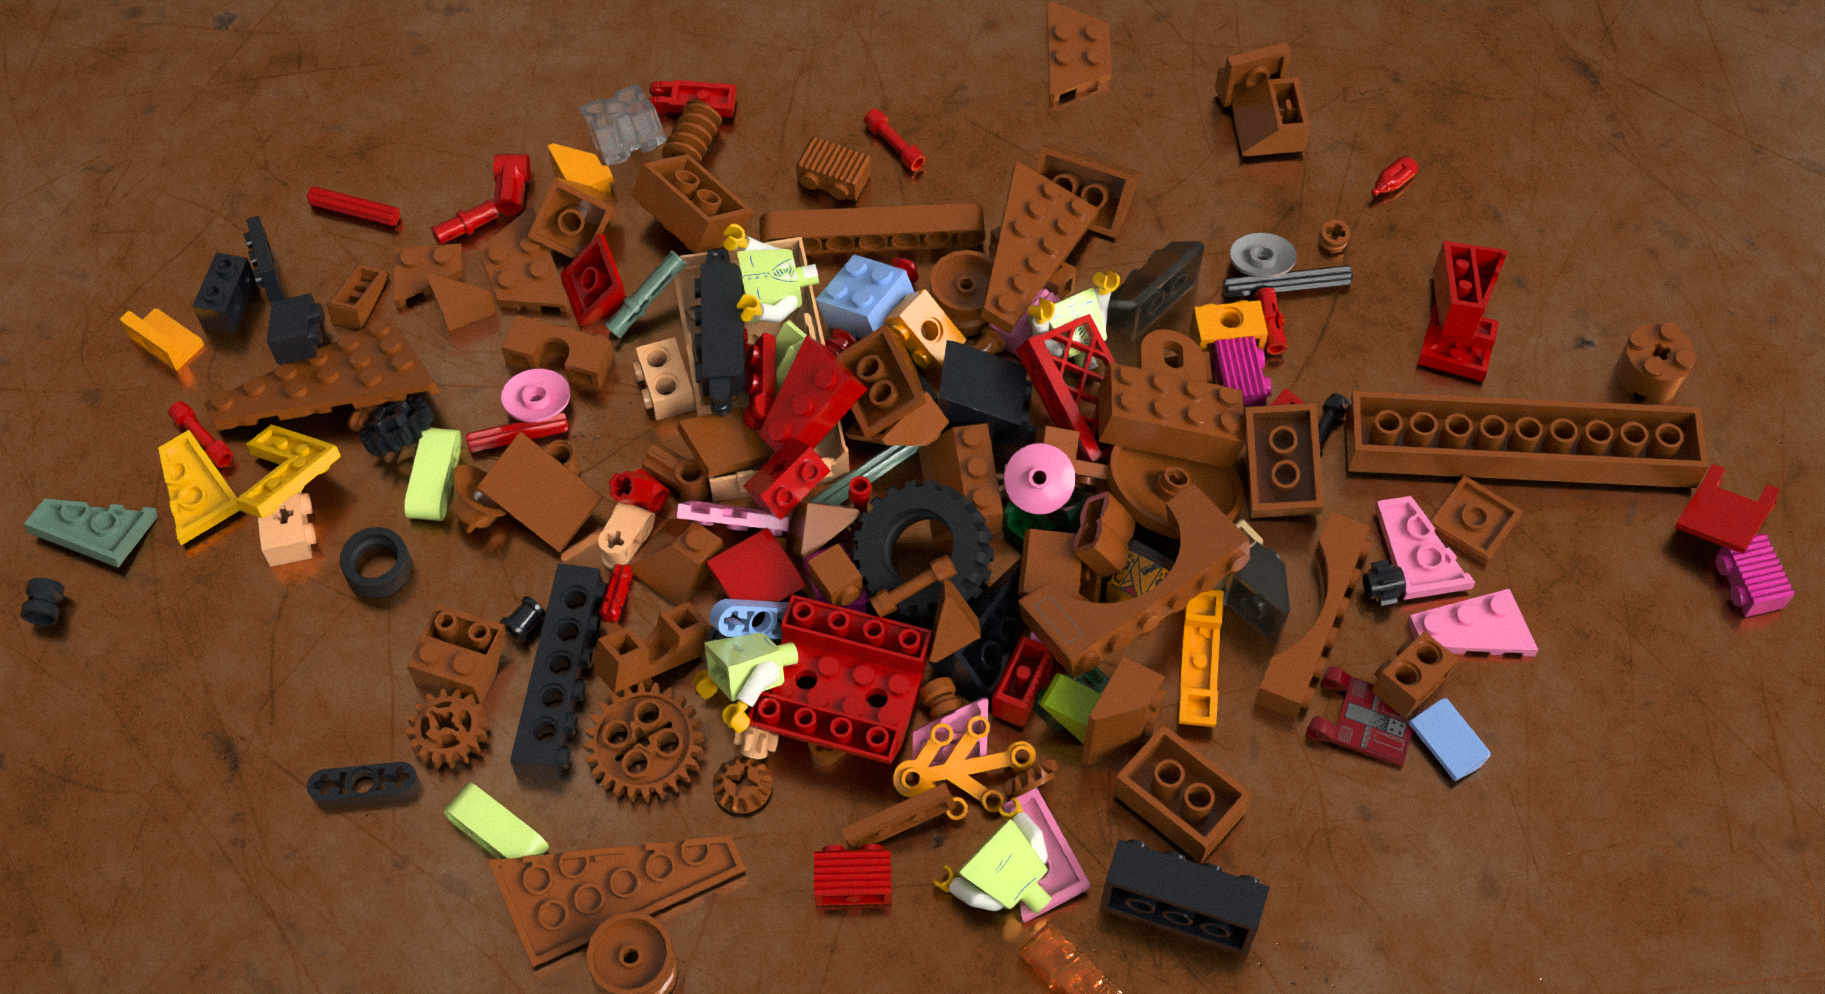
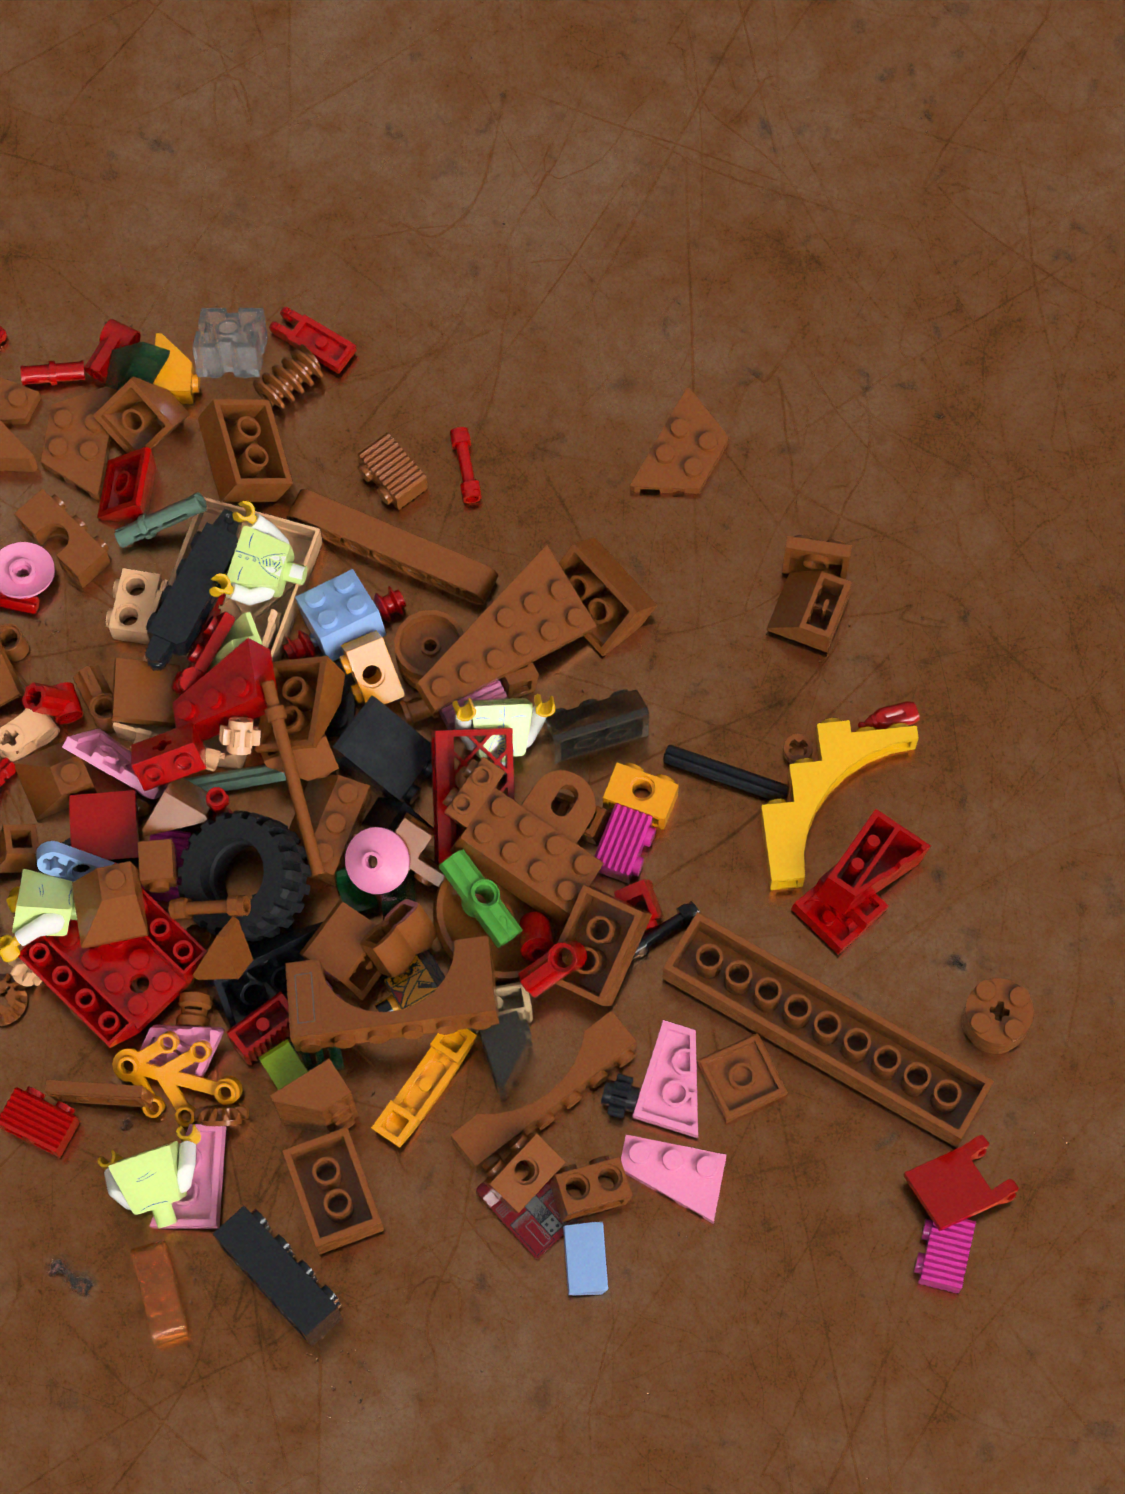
camera: 30 degrees right, 10 degrees up
(539, 172) = (135, 360): none -> clear green slope
(815, 628) = (110, 905): none -> dark orange slope
(844, 429) = (239, 735): none -> light nougat gear
(874, 390) = (276, 716): none -> dark orange bar
(1099, 373) = (479, 783): none -> dark orange plate
(1155, 463) = (469, 881): none -> bright green piece
(1222, 481) = (536, 936): none -> red brick
(1259, 494) = (551, 967): none -> red piece
(1263, 255) = (716, 729): light grey dish -> none
(1274, 321) = (684, 805): red pin -> none
(1361, 673) = (542, 1164): none -> dark orange brick
(1370, 292) = (810, 783): none -> yellow arch

